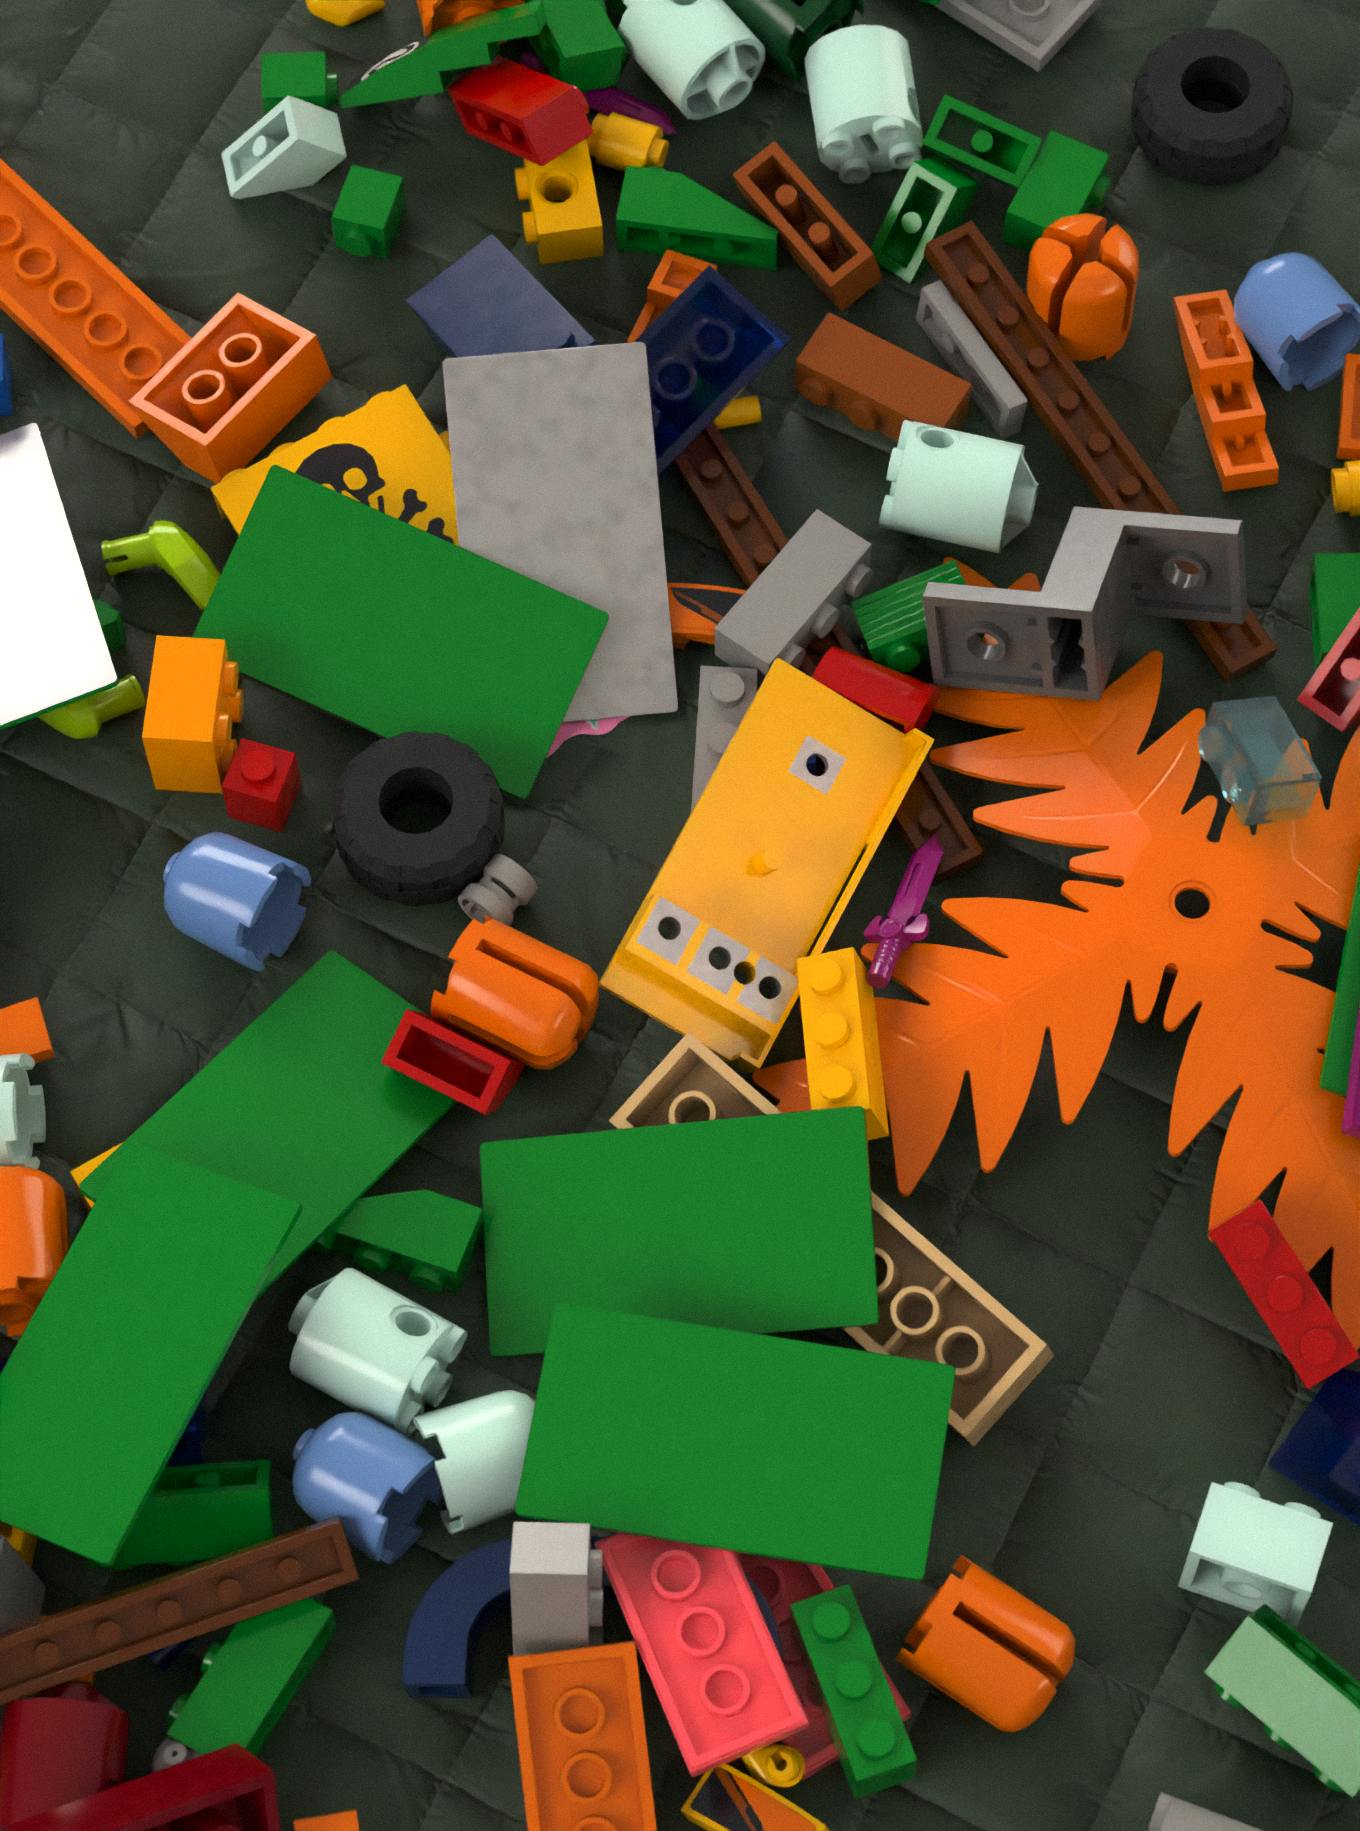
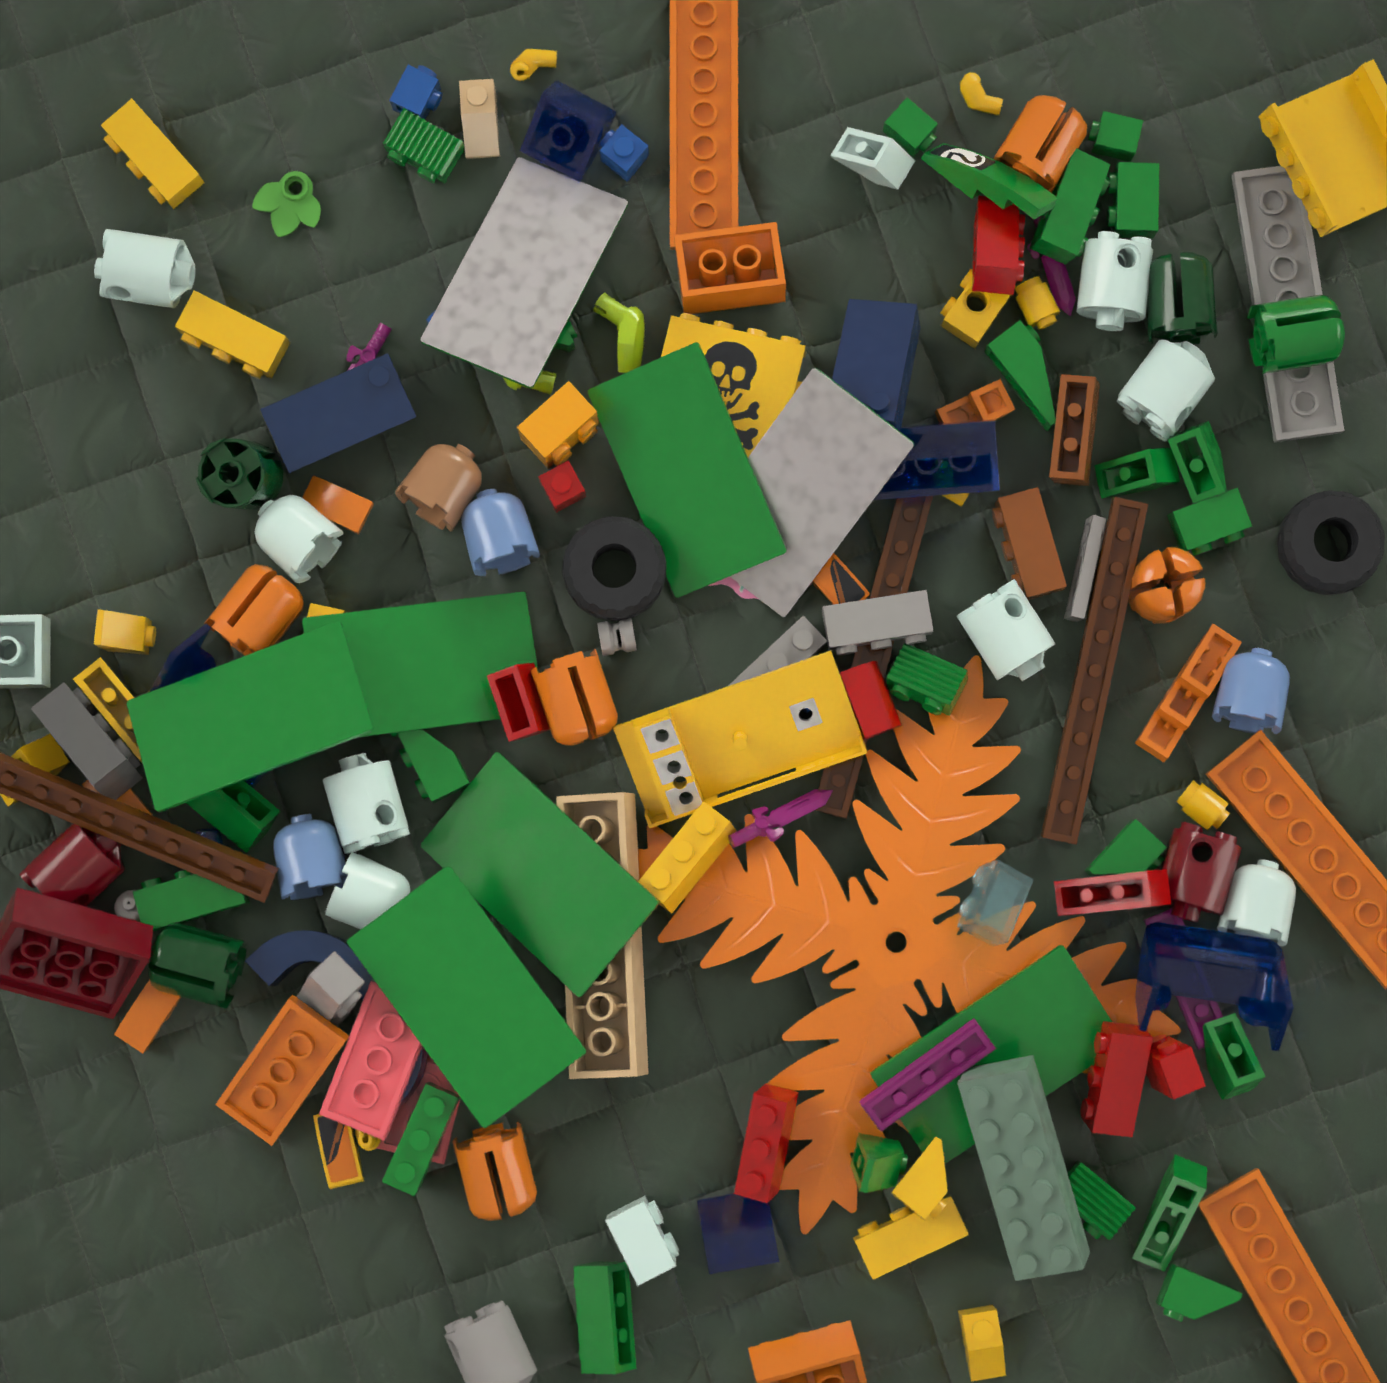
camera: 40 degrees right, 20 degrees up
(108, 907) = (442, 484): none -> medium nougat cylinder
(340, 1748) = (196, 964): none -> dark green cylinder
(369, 212) = (881, 228): green brick -> none
(1072, 629) = (999, 753): dark grey bracket -> none

